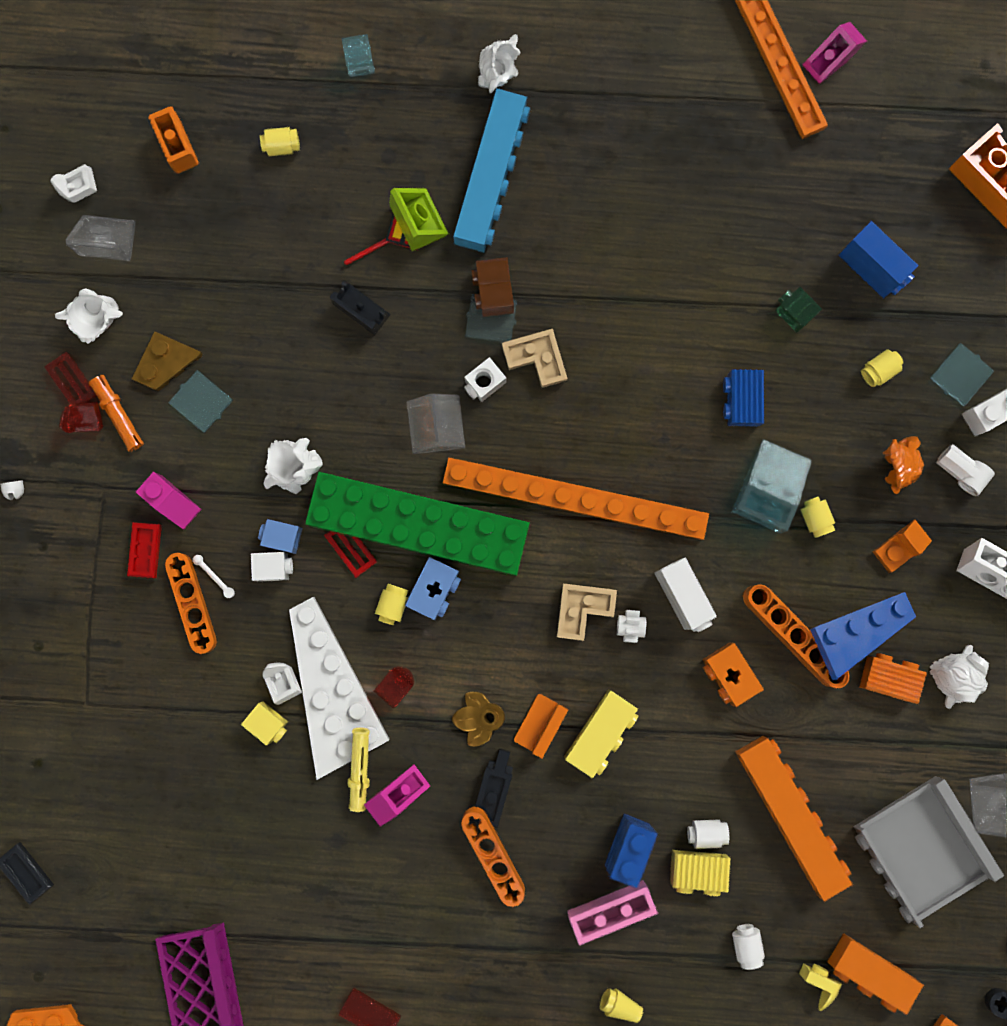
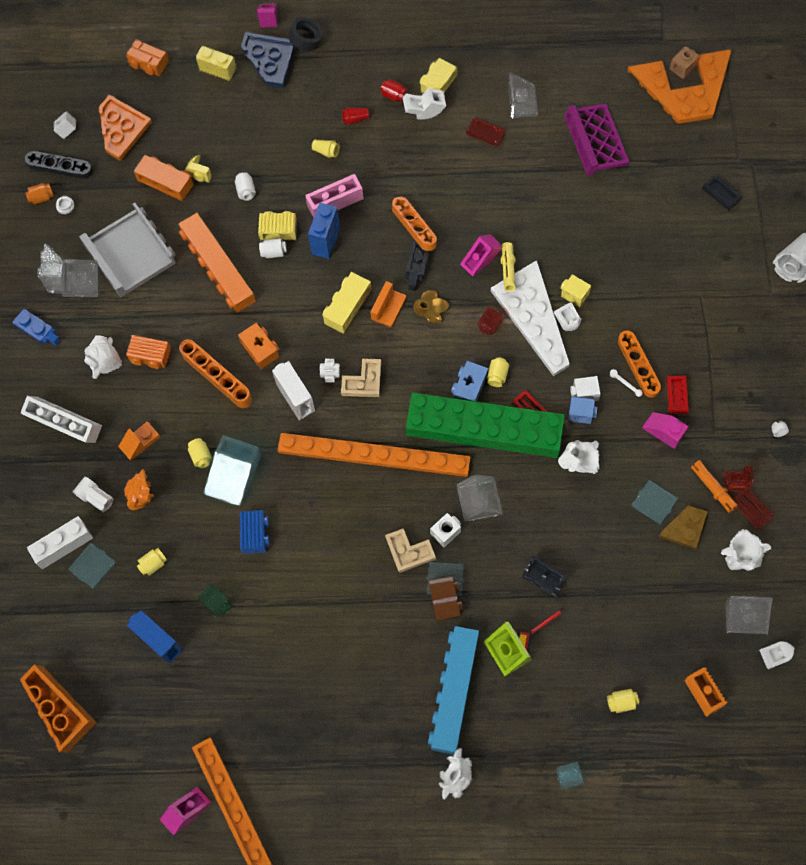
camera: 175 degrees left, 15 degrees down
(857, 634) = (172, 376): blue wing -> none

